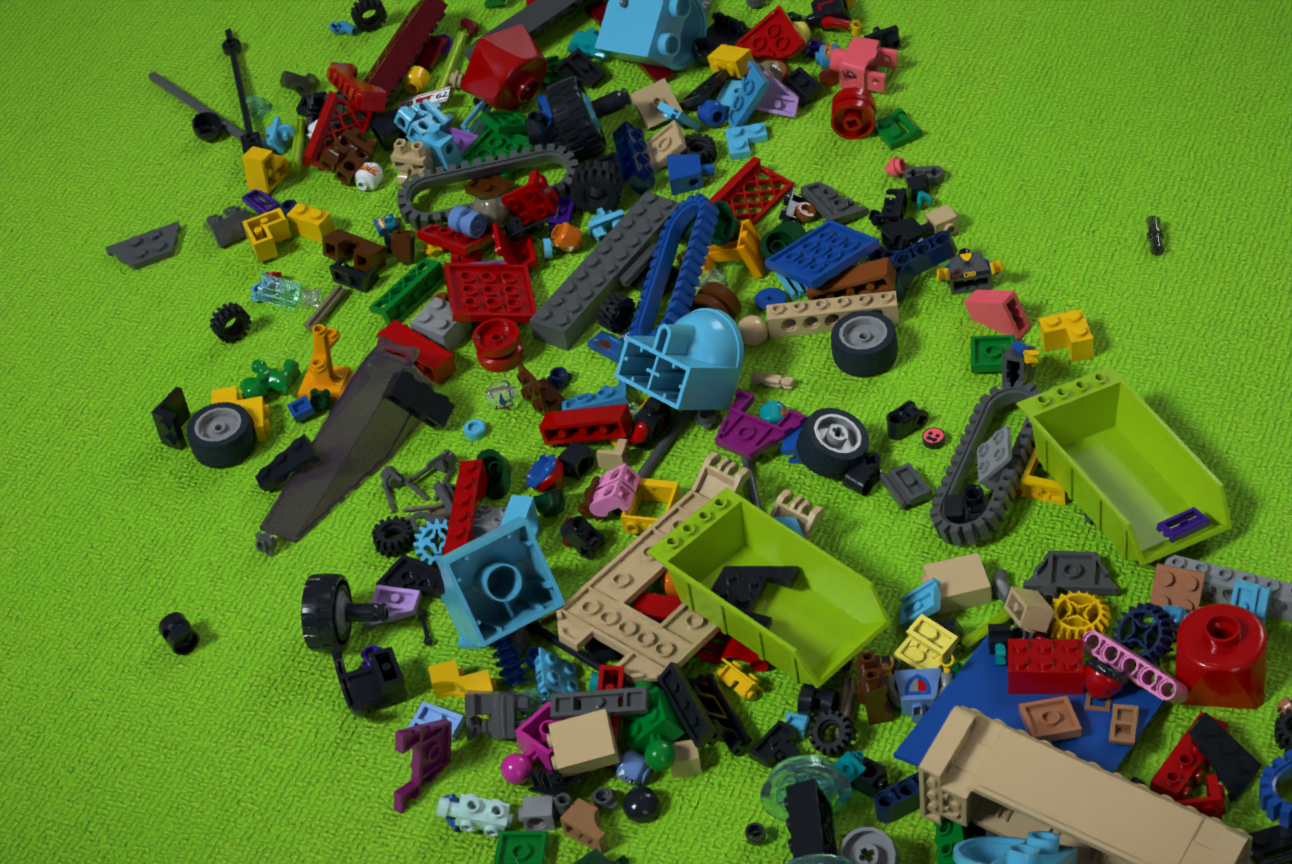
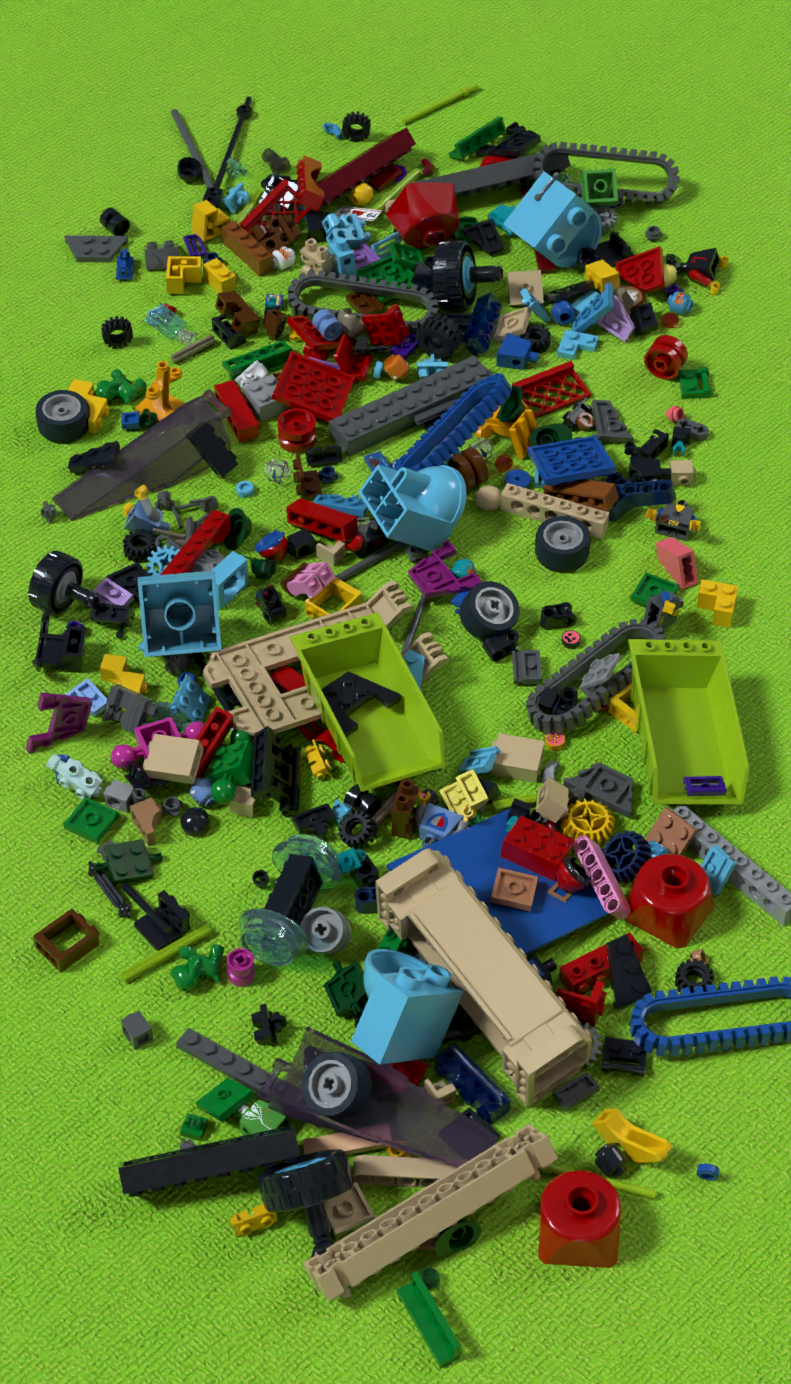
camera: 15 degrees right, 5 degrees up
(155, 211) = (114, 222): none -> black wheel
(170, 417) = (33, 387): black bracket -> none
(194, 252) = (124, 266): none -> blue hinge
(323, 181) = (247, 248): none -> dark orange brick
(381, 500) = (143, 514): none -> torso
(409, 620) = (112, 613): none -> black hinge
(413, 305) = (252, 373): none -> white hips
(509, 661) = (162, 675): clear blue piece -> none
(538, 362) = (317, 456): none -> black hinge
(580, 703) = (185, 728): dark grey hinge -> none
(616, 312) = (398, 434): black tyre -> none
(745, 288) = (503, 463): none -> clear red tile
(772, 380) = (480, 543): tan axle -> none
(860, 64) = (696, 319): coral piece -> none
(888, 37) = (727, 306): black hips -> none
(986, 549) = (555, 741): none -> tile
(1123, 724) = (566, 916): medium nougat slope -> none

